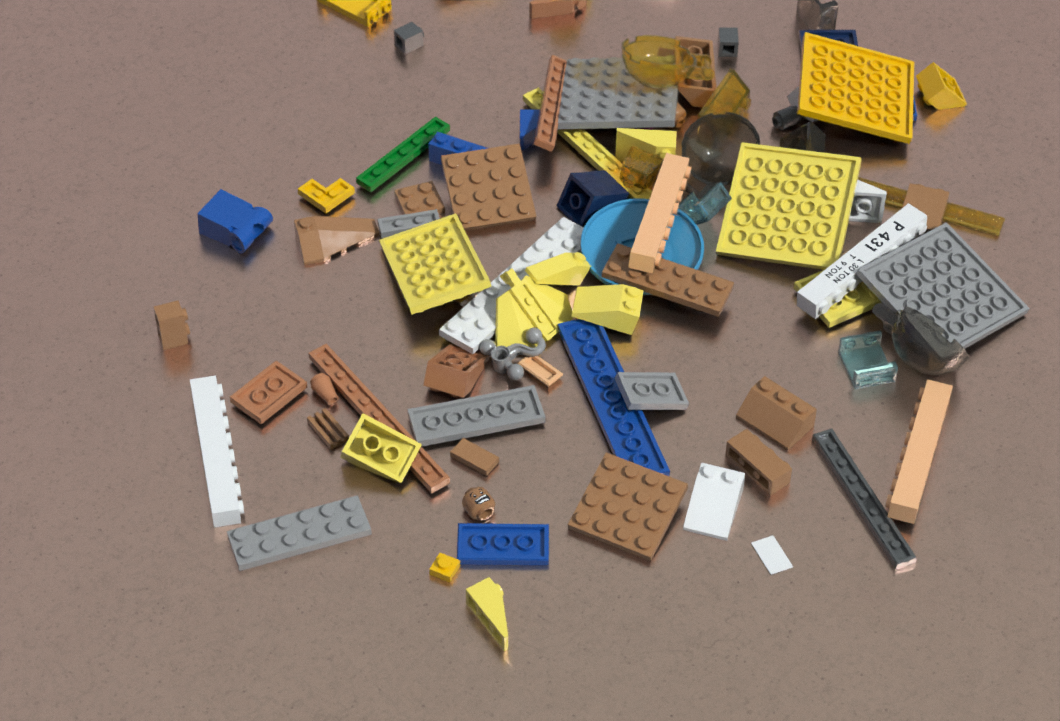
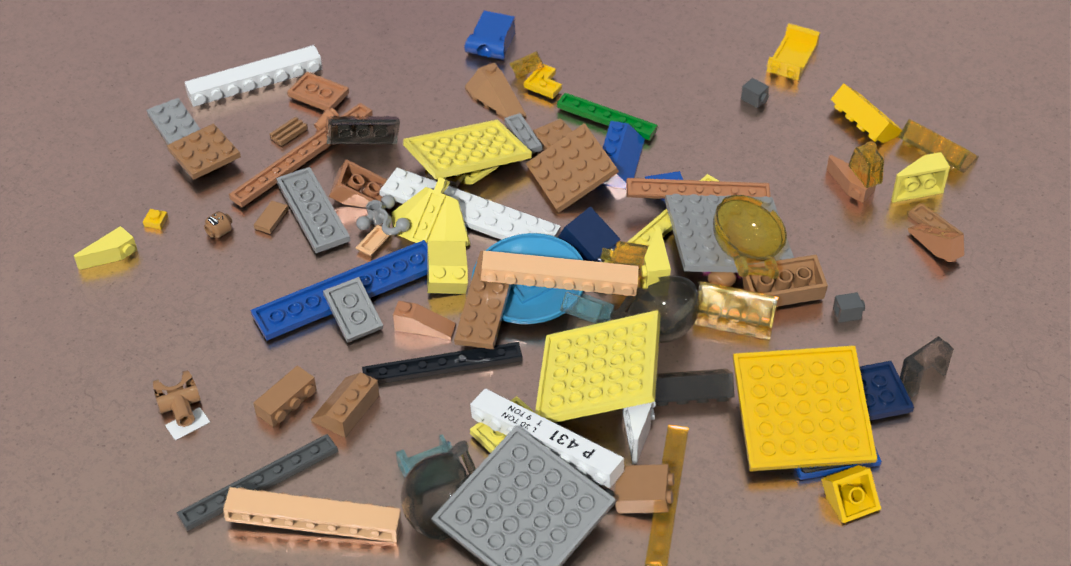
camera: 80 degrees right, 0 degrees up
(171, 324) = (367, 24): medium nougat brick -> none
(301, 197) = (526, 64): none -> clear yellow hips
(350, 504) = (203, 151): none -> medium nougat plate
(365, 348) = (362, 130): none -> clear smoke slope
(380, 449) = (260, 153): light yellow slope -> none
(503, 544) = (182, 249): blue tile -> none
(560, 270) = (478, 224): light yellow slope -> none
(628, 506) = (222, 314): medium nougat plate -> none
(674, 344) = (422, 321): none -> nougat slope
(714, 501) = (237, 372): white slope -> none
(733, 344) = (444, 363): none -> black tile
(744, 551) = (178, 399): none -> medium nougat connector

